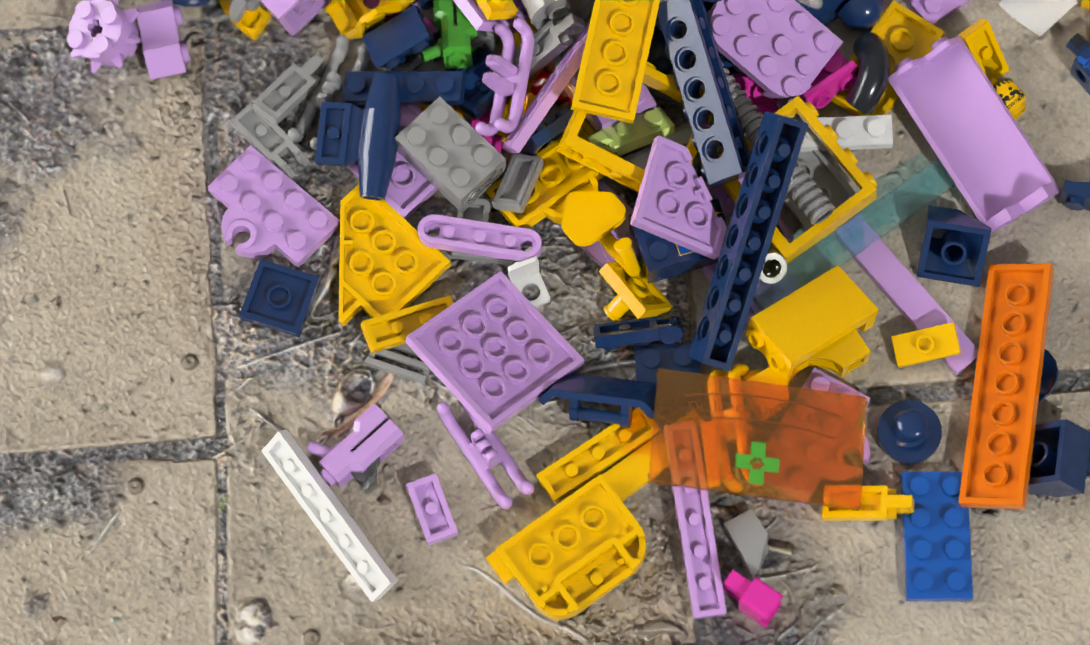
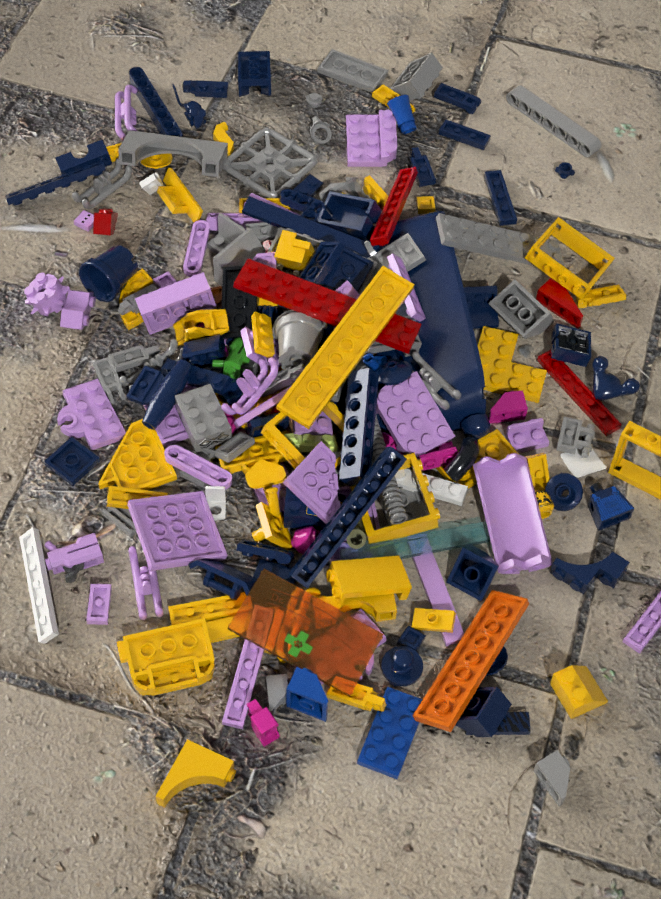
camera: 15 degrees right, 15 degrees down
(688, 290) = (303, 538): none -> dark pink head
(801, 531) = (306, 694): none -> blue slope
(904, 384) = (411, 638): none -> dark blue tile
(1042, 52) = (561, 483): none -> dark blue dish

